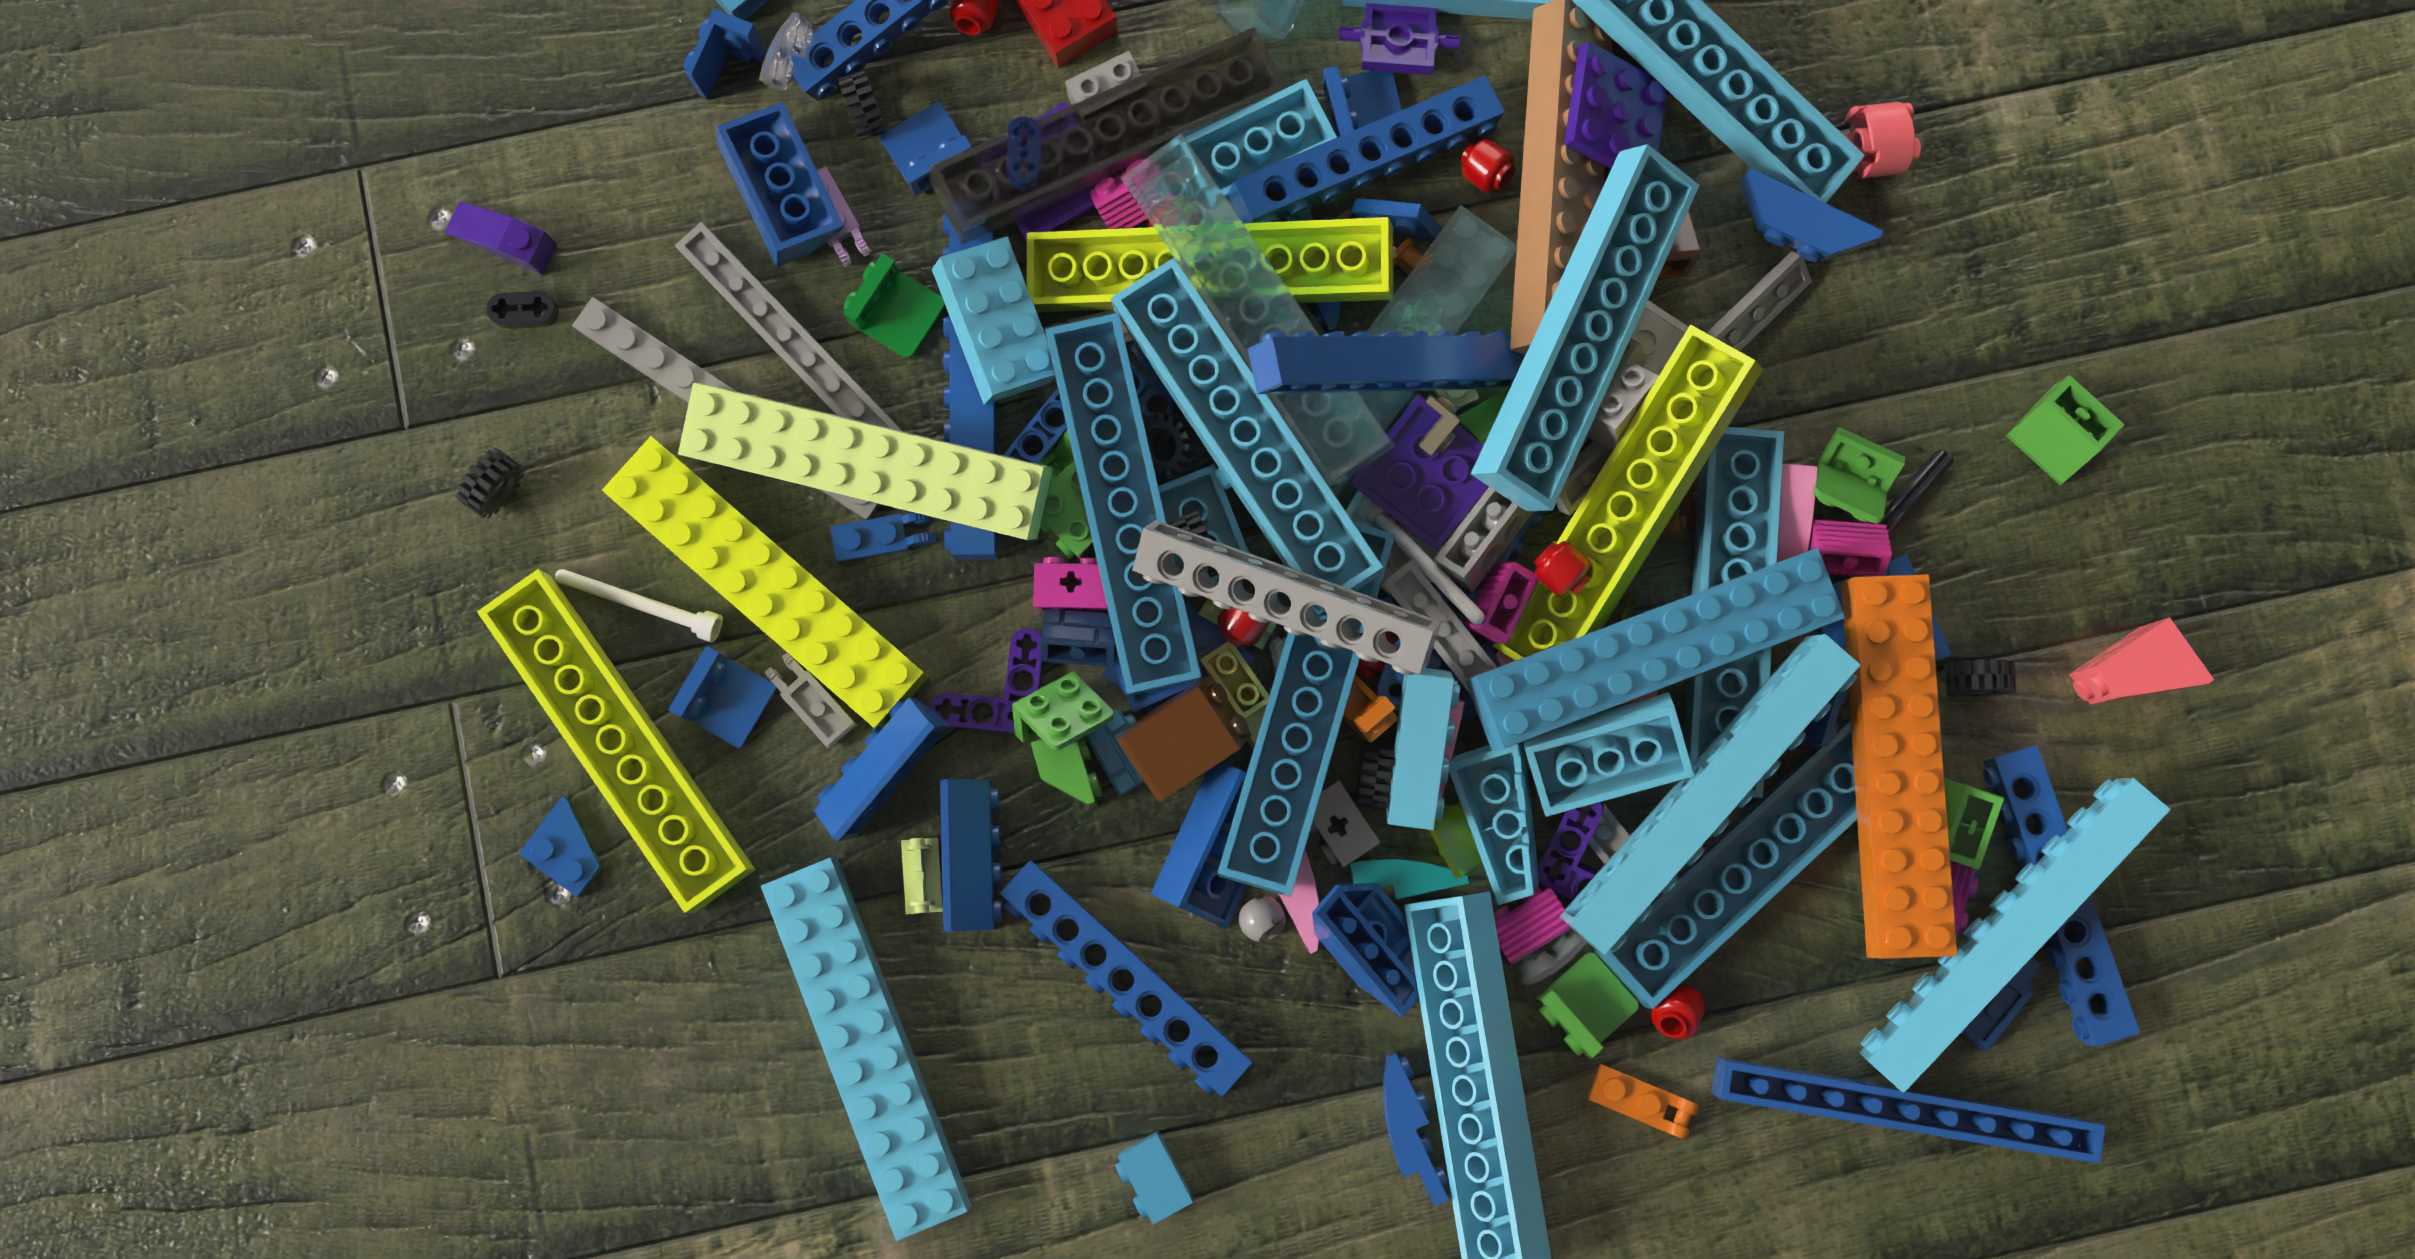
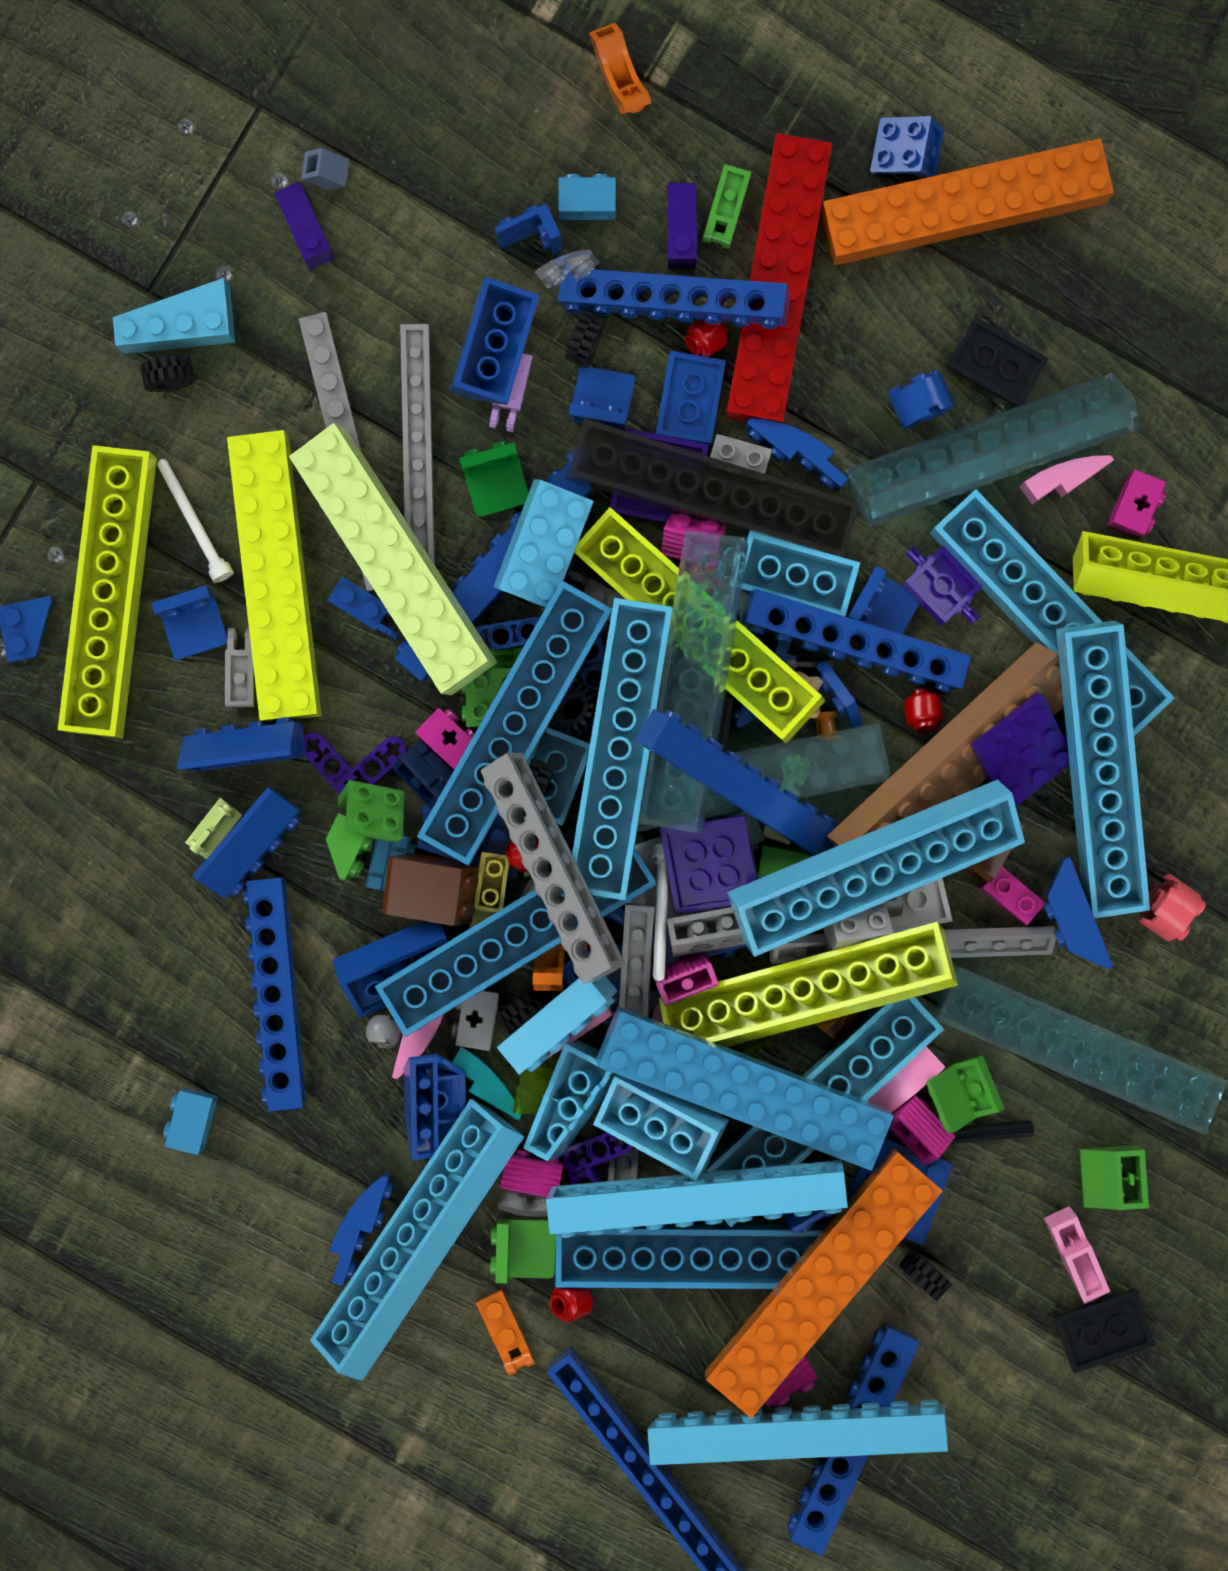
camera: 45 degrees right, 5 degrees up
(457, 428) = (181, 321): none -> medium azure wedge
(474, 165) = (325, 169): none -> sand blue brick
(522, 317) = (283, 277): black beam -> none
(866, 1048) = (94, 899): medium azure brick -> none
(1008, 72) = (690, 397): none -> blue plate
(1031, 152) = (642, 455): clear blue beam -> none
(1144, 30) = (791, 442): none -> blue slope
(1440, 434) = (734, 851): dark tan bracket -> none
(1562, 568) = (734, 993): red head -> none
(1729, 259) = (1012, 896): none -> dark pink brick
(1925, 340) = (1081, 1050): none -> clear light blue brick
(1970, 821) = (837, 1347): bright green slope -> none
(2002, 1008) = (759, 1470): blue hinge -> none
(2097, 532) = (1077, 1254): none -> bright pink slope
(2141, 664) = (1024, 1353): coral slope -> none
(2189, 579) = (1104, 1330): none -> black plate

